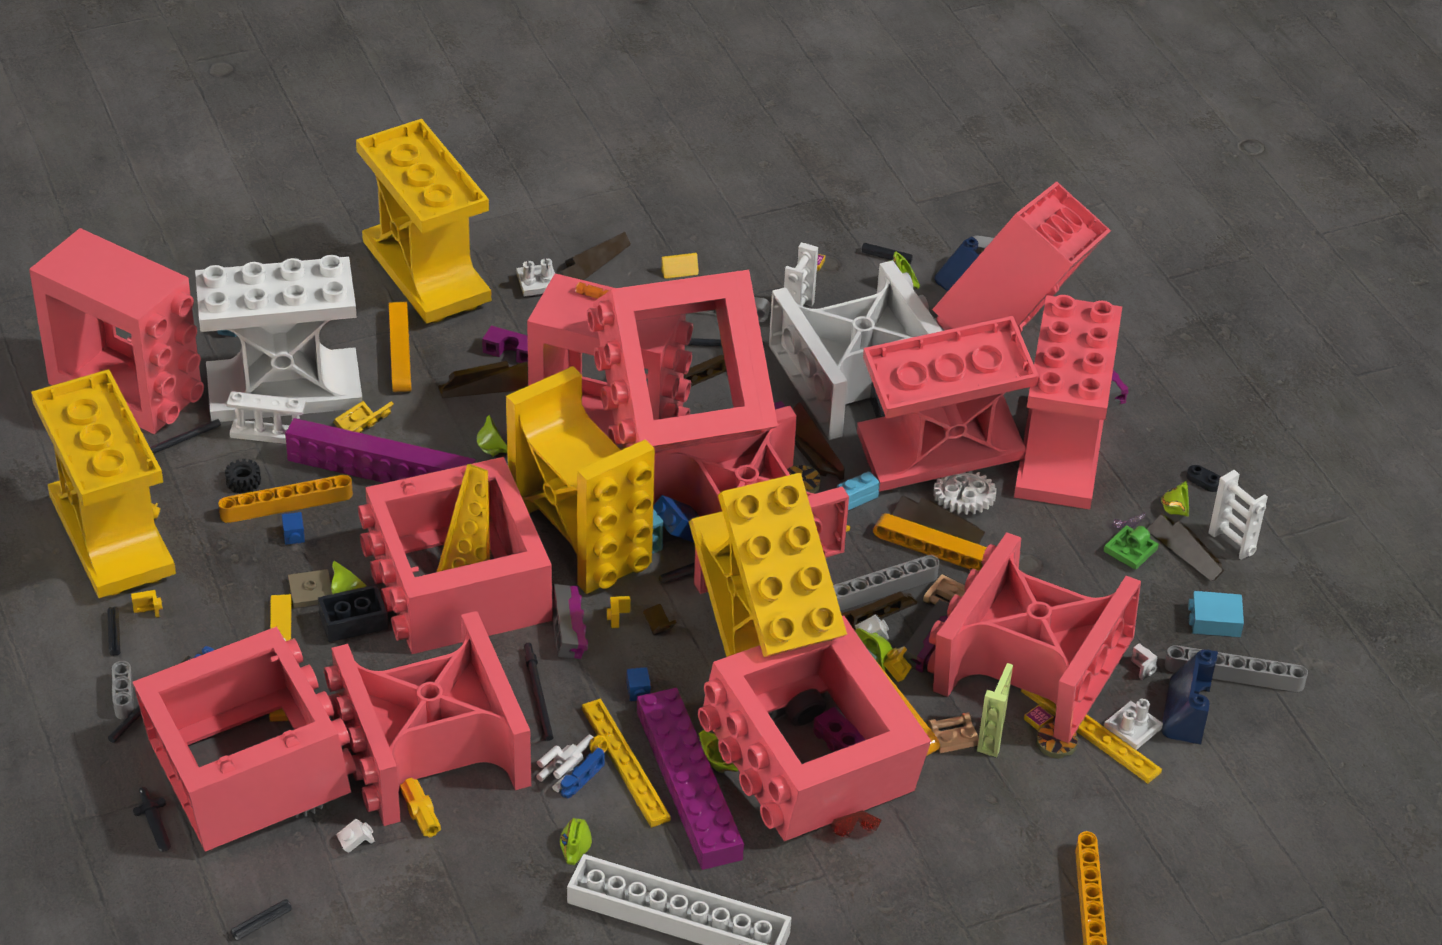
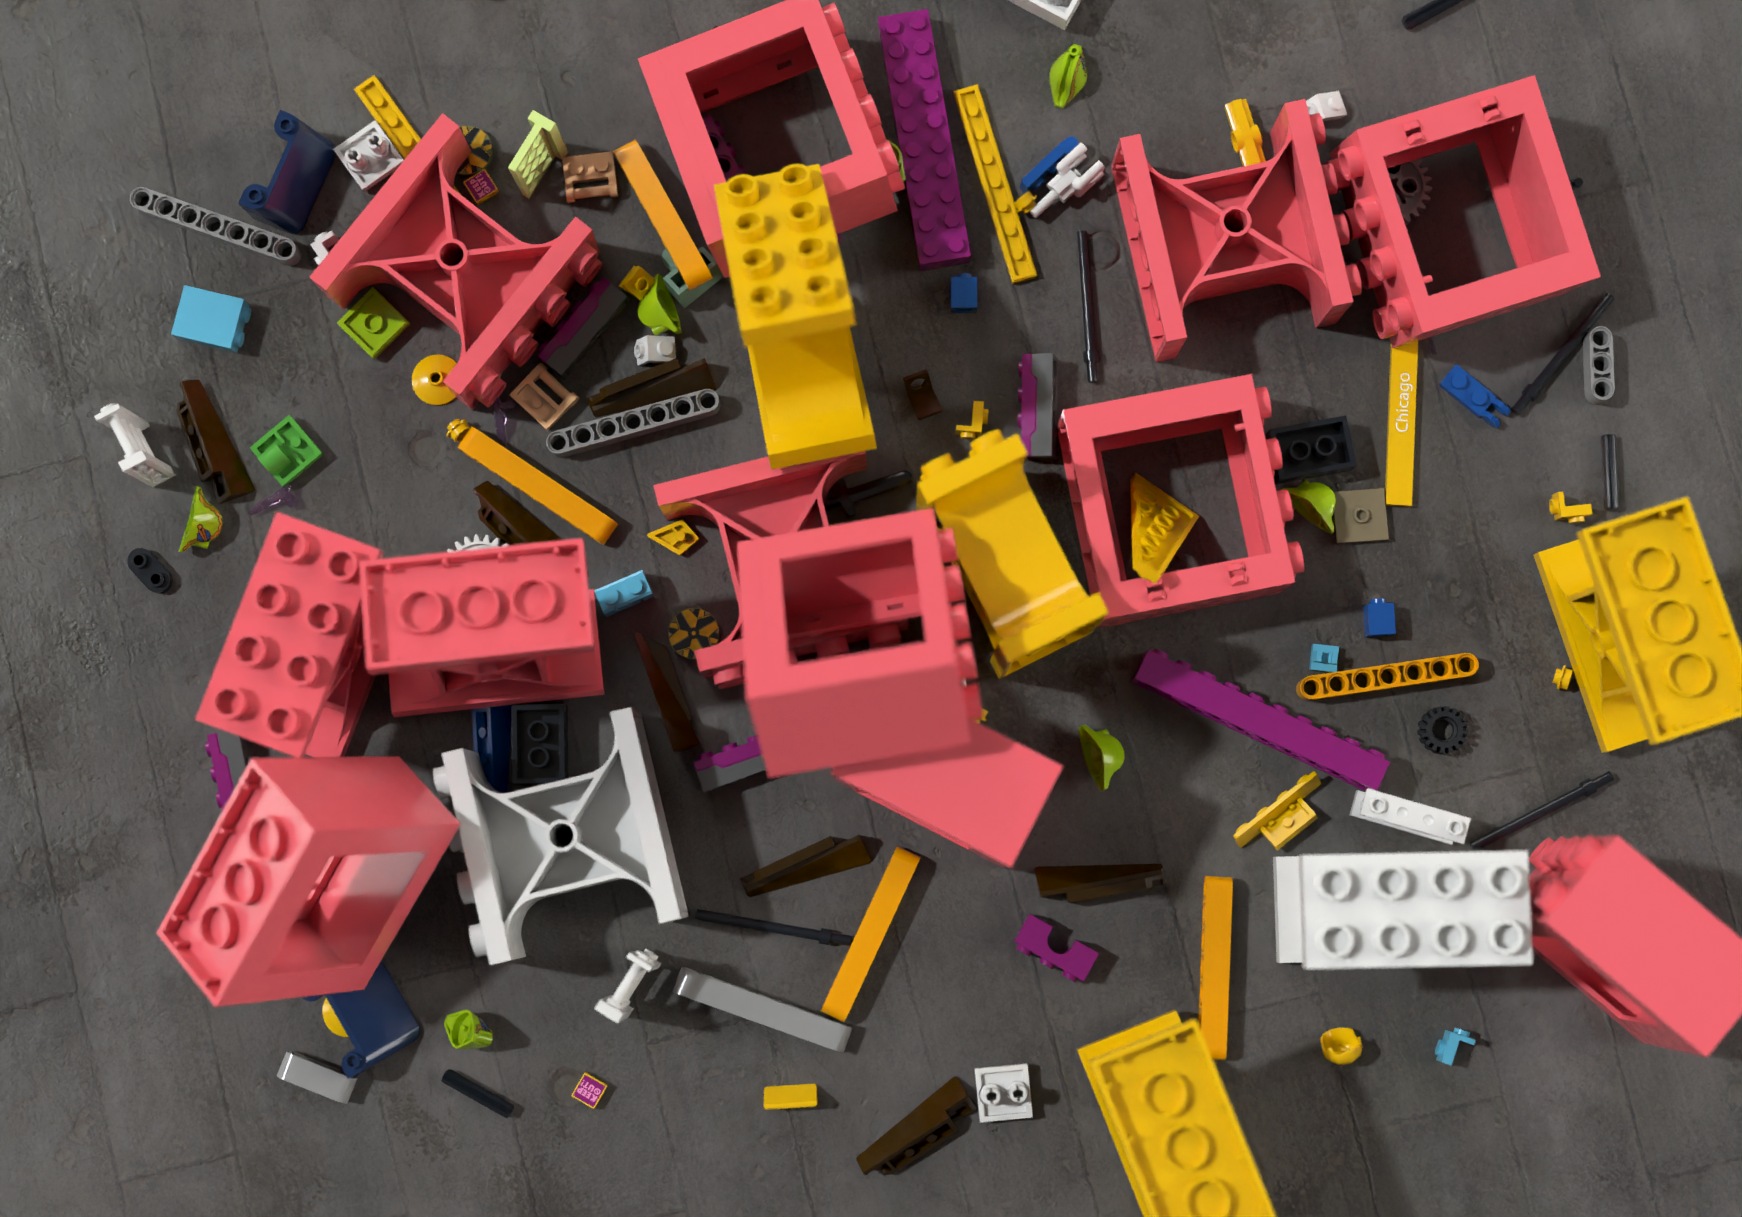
camera: 165 degrees left, 40 degrees up
(333, 508) = (1324, 658): none -> medium azure tile
(591, 291) = (960, 809): orange axle -> none

